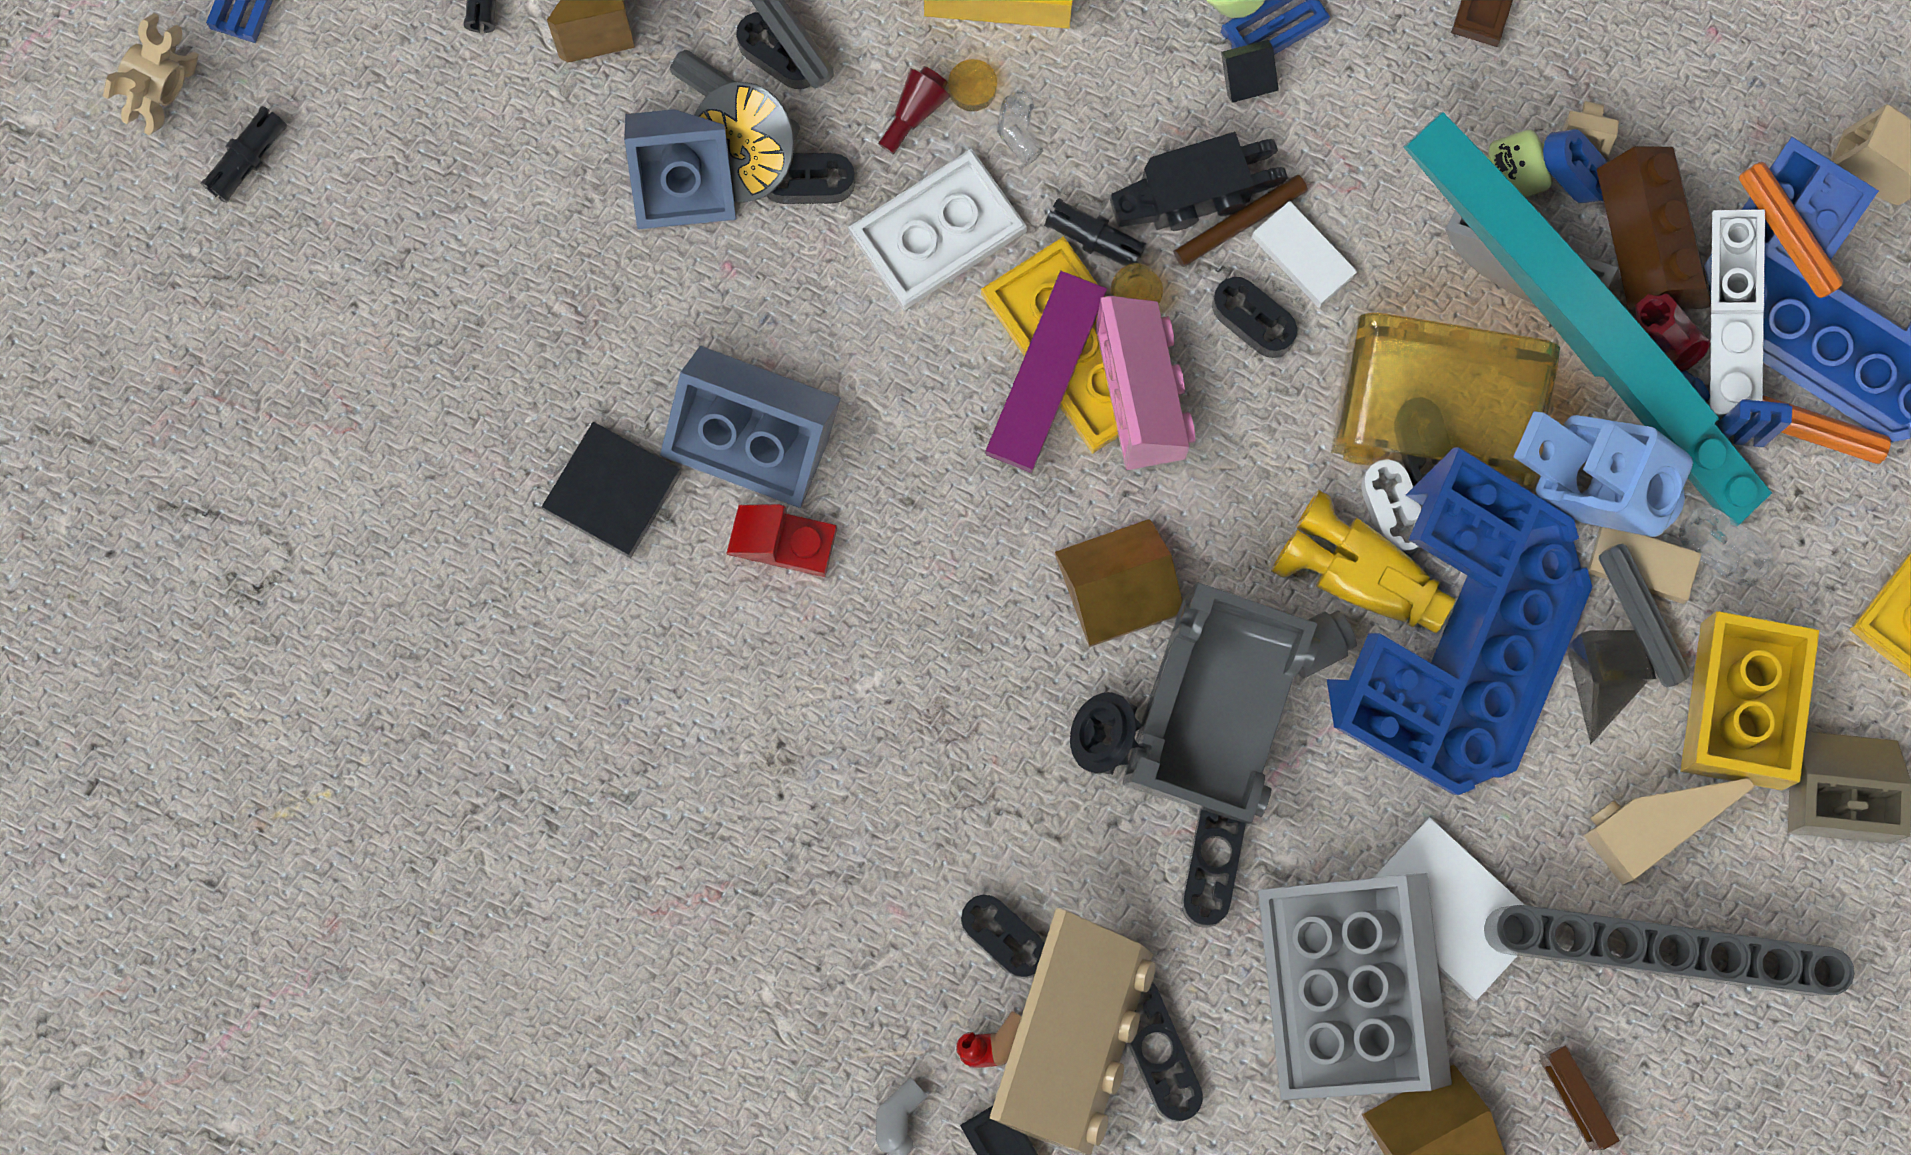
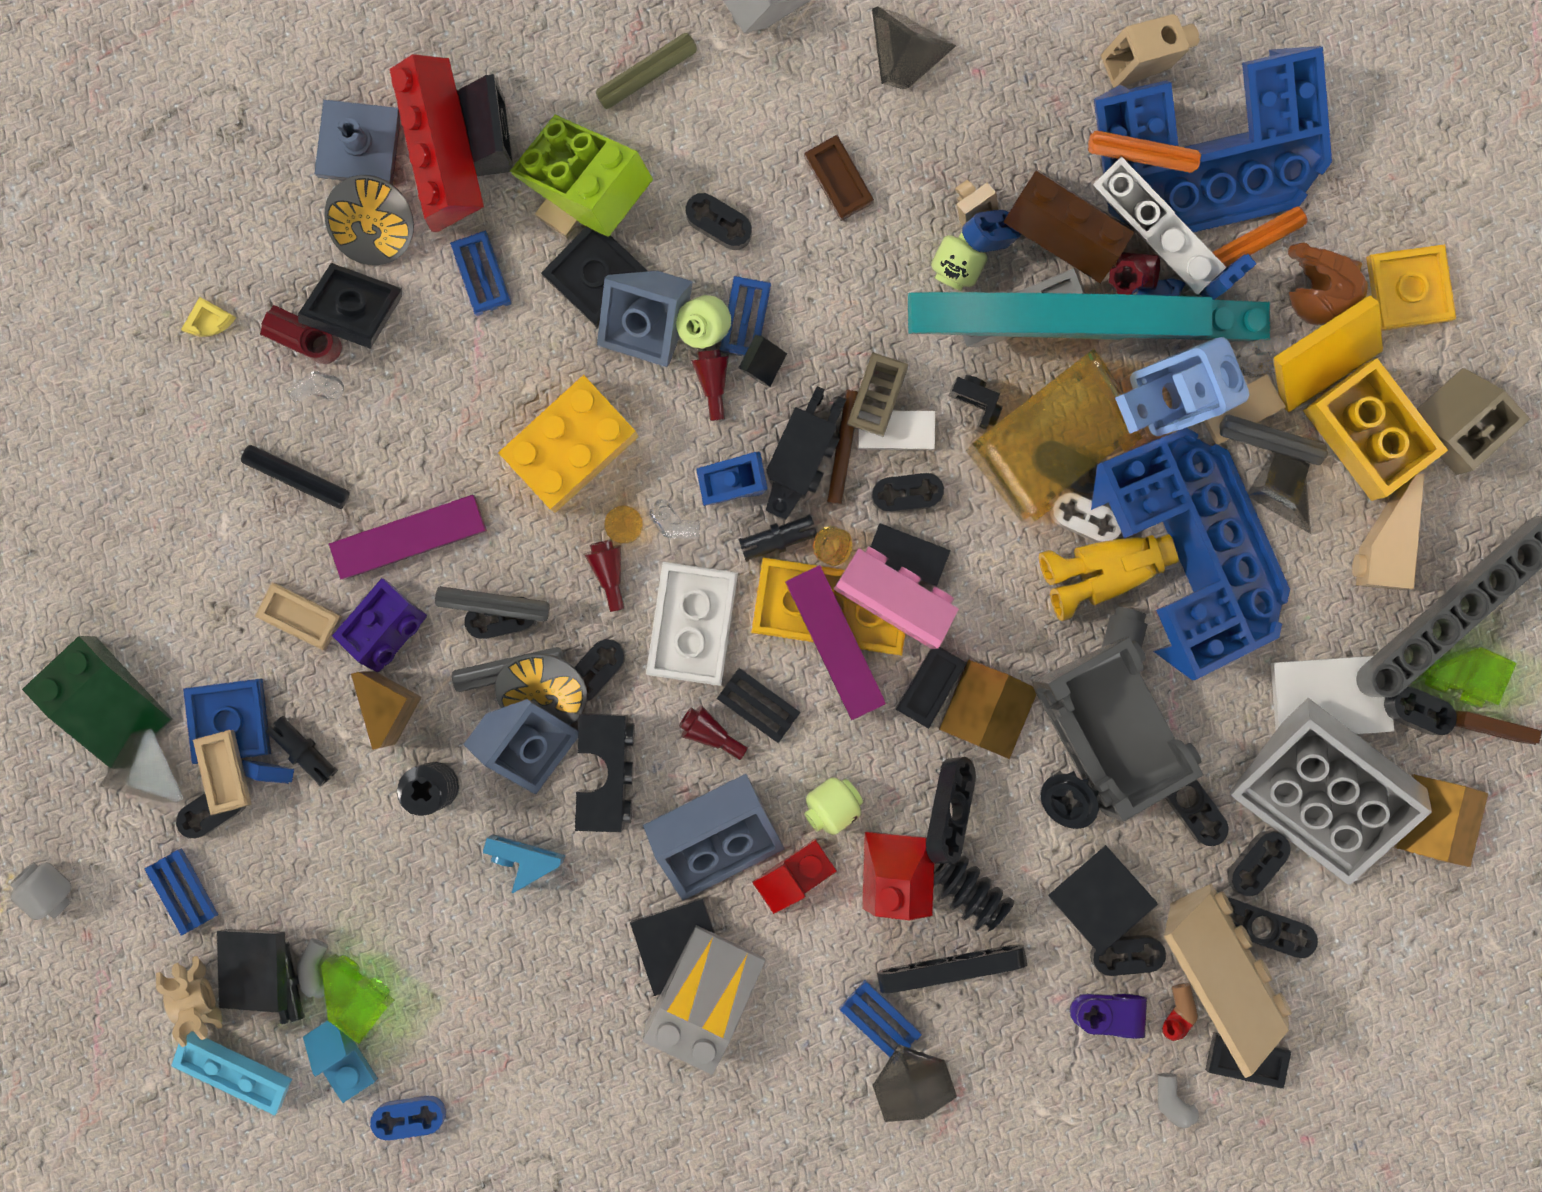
camera: 50 degrees left, 10 degrees up
(113, 178) = (232, 1073): none -> medium azure plate
(213, 269) = (339, 1060): none -> dark azure slope
(219, 373) = (408, 1127): none -> blue beam
(230, 110) = (252, 970): none -> black tile
(275, 165) = (307, 969): none -> light grey arm
(283, 229) = (351, 999): none -> clear neon green slope
(554, 114) = (413, 783): none -> black piece
(566, 278) = (532, 860): none -> dark azure slope
(581, 550) = (703, 1000): none -> light grey slope
(681, 833) = (913, 1085): none -> clear smoke slope
(690, 297) = (608, 738): none -> black arch
(714, 706) = (855, 998): none -> blue tile
(831, 770) = (952, 968): none -> black beam
(846, 324) = (703, 728): none -> dark red cone
(877, 630) = (897, 876): none -> red slope
(885, 511) = (833, 806): none -> yellowish green head
(913, 318) = (785, 724): none -> black tile
(920, 715) = (972, 893): none -> black piece
(934, 980) = (1117, 1014): none -> dark purple piece
(966, 620) = (948, 832): none -> black beam
(1036, 857) = (1103, 900): none -> black tile
(1089, 505) = (930, 686): none -> black tile
(1111, 139) = (732, 479): none -> blue slope
(1193, 36) = (711, 373): none -> dark red cone
(1205, 381) = (911, 553): none -> black tile
(1217, 972) = (1266, 869): none -> black beam
(1347, 176) = (888, 366): none -> dark tan slope
(1409, 288) = (973, 392): none -> black bracket
(1533, 1003) = (1418, 716): none -> black beam
(1608, 1022) = (1473, 673): none -> clear neon green slope
(1779, 584) = (1329, 353): none -> yellow tile
(1849, 542) = (1334, 280): none -> dark orange helmet

